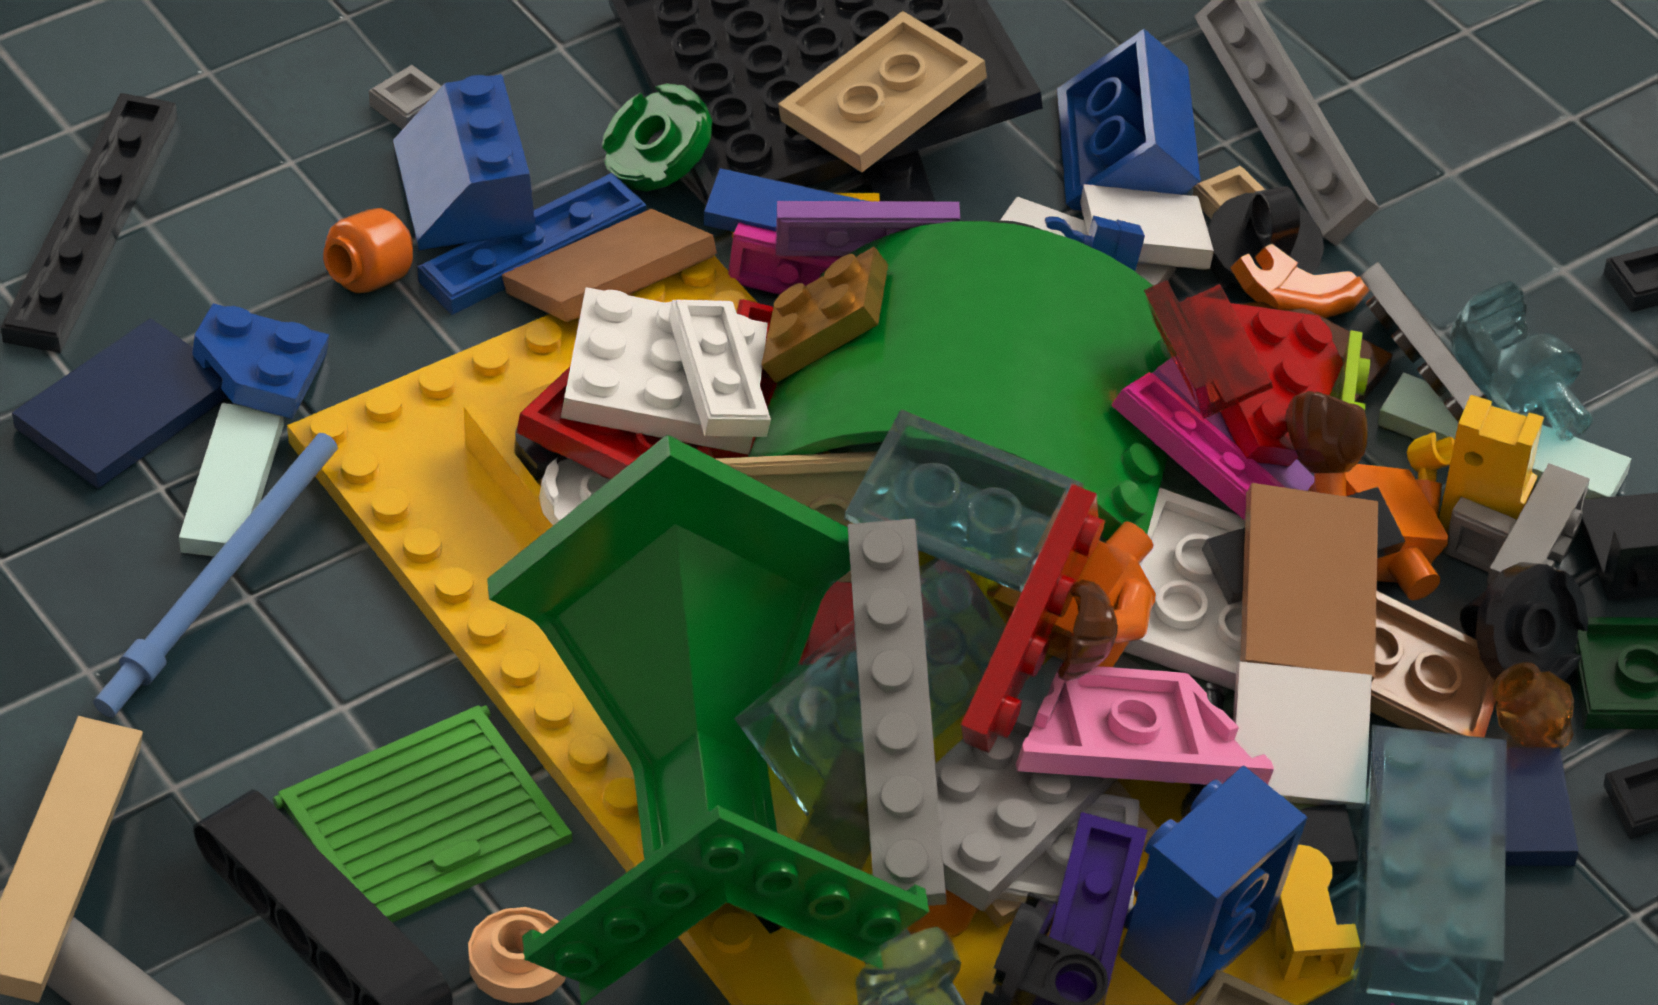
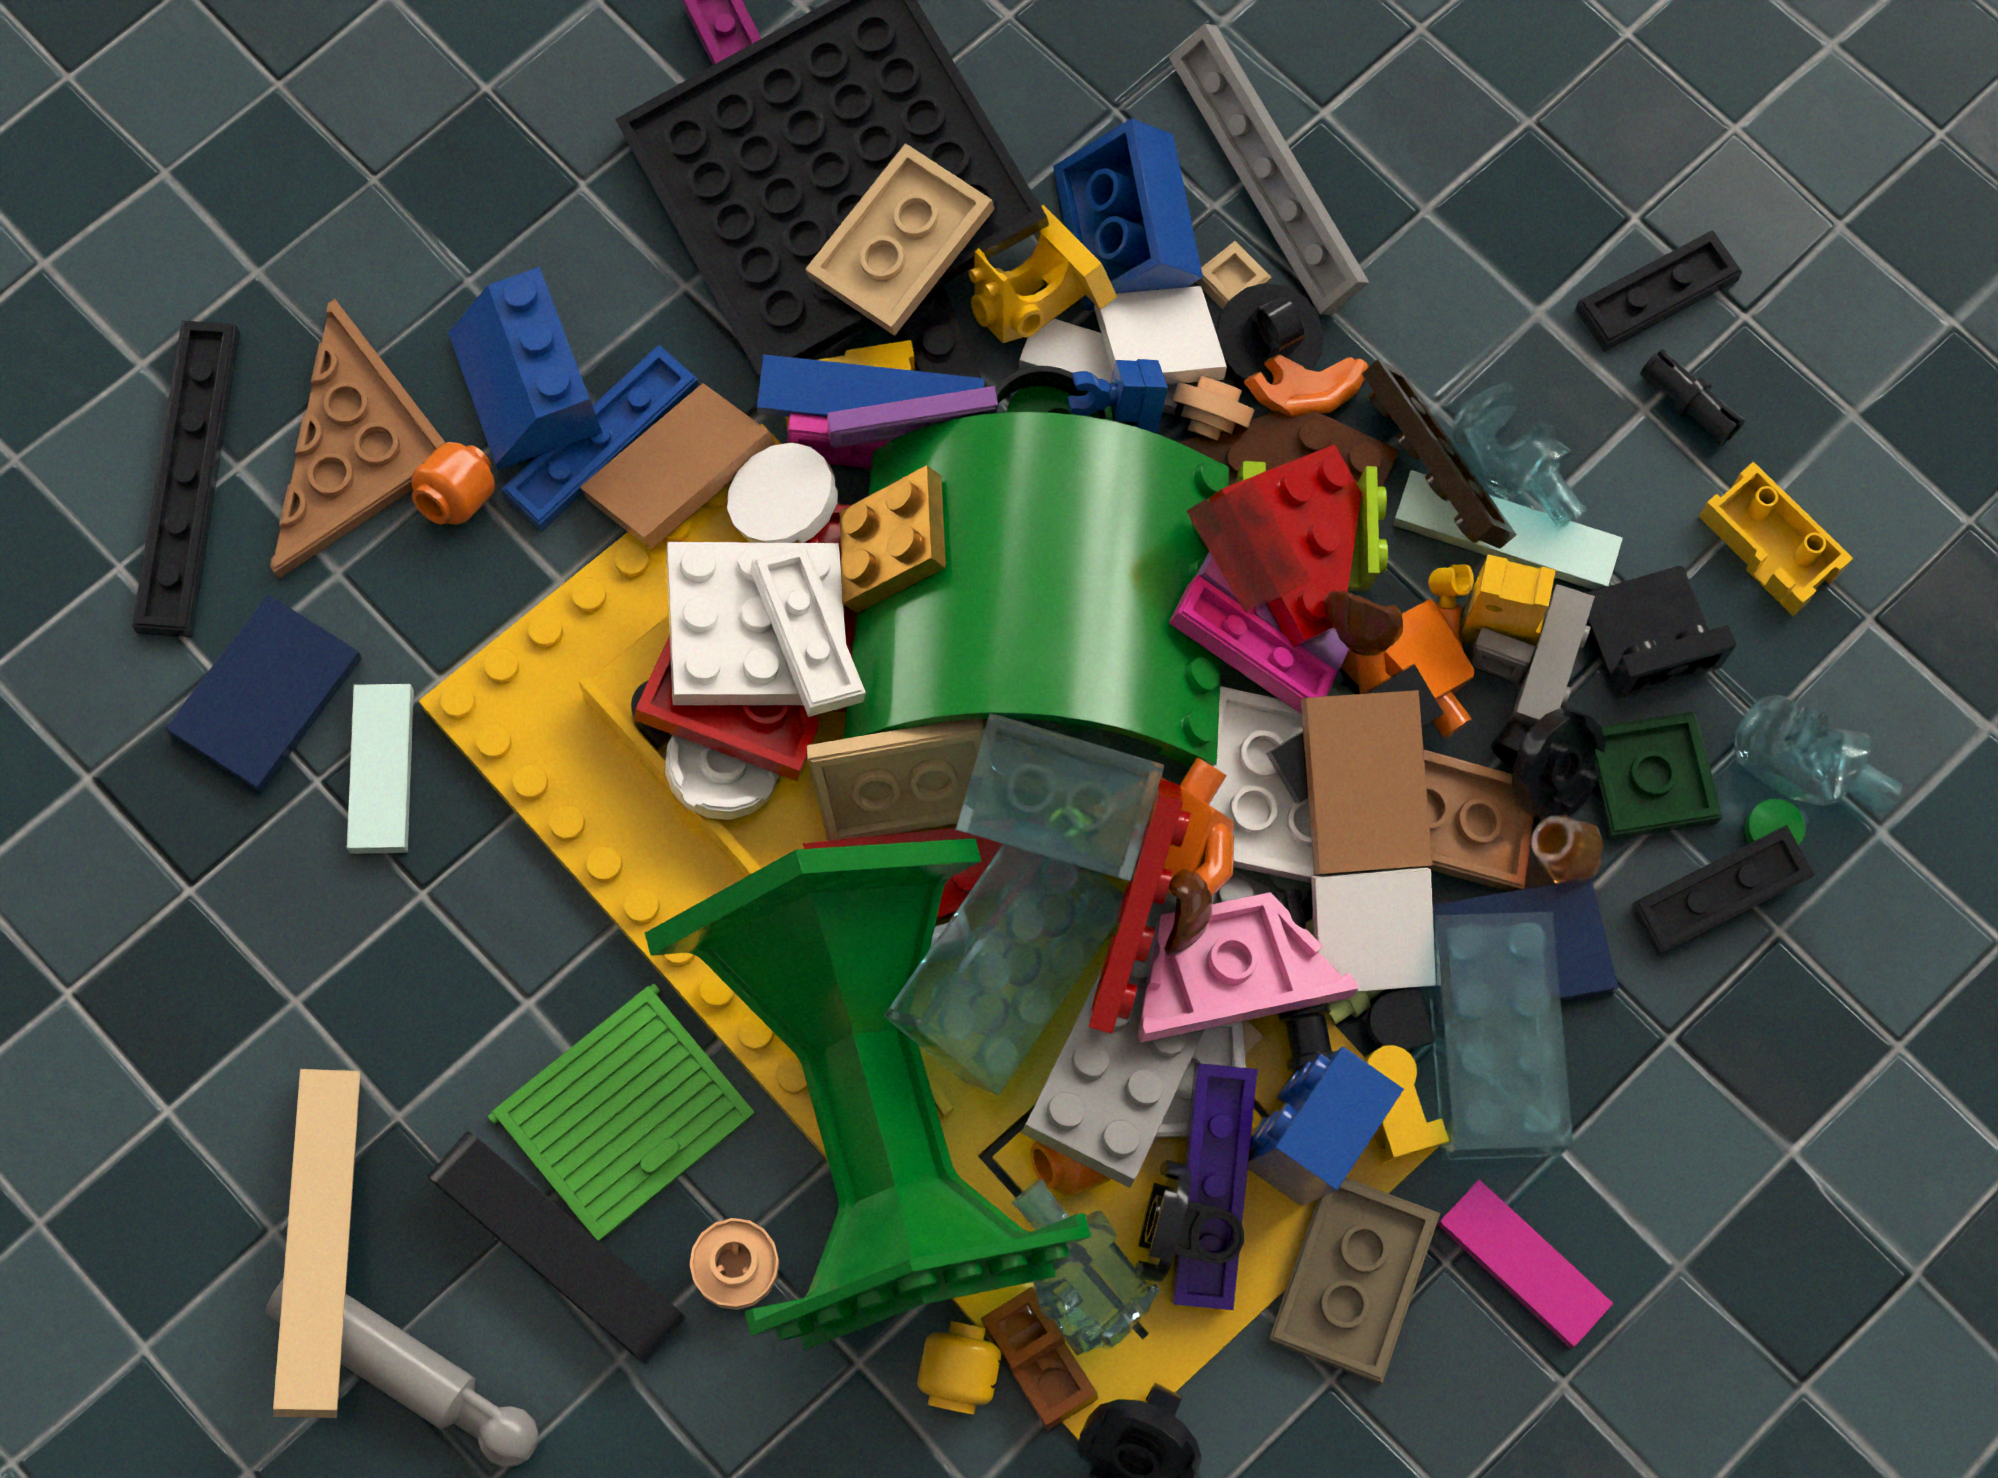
camera: 10 degrees left, 25 degrees up
(147, 657) = (345, 989): medium blue bar -> none
(259, 358) = (377, 629): blue plate -> none
(264, 219) = (352, 445): none -> medium nougat tile
(403, 95) = (453, 278): light grey tile -> none
(673, 154) = (720, 309): green tile -> none
(722, 274) = (782, 495): none -> white tile
(840, 813) = (997, 1109): clear smoke tile -> none
(896, 707) = (1031, 1026): light grey plate -> none
(1045, 161) = (1060, 262): none -> yellow tile
(1192, 273) = (1212, 407): none -> light nougat plate

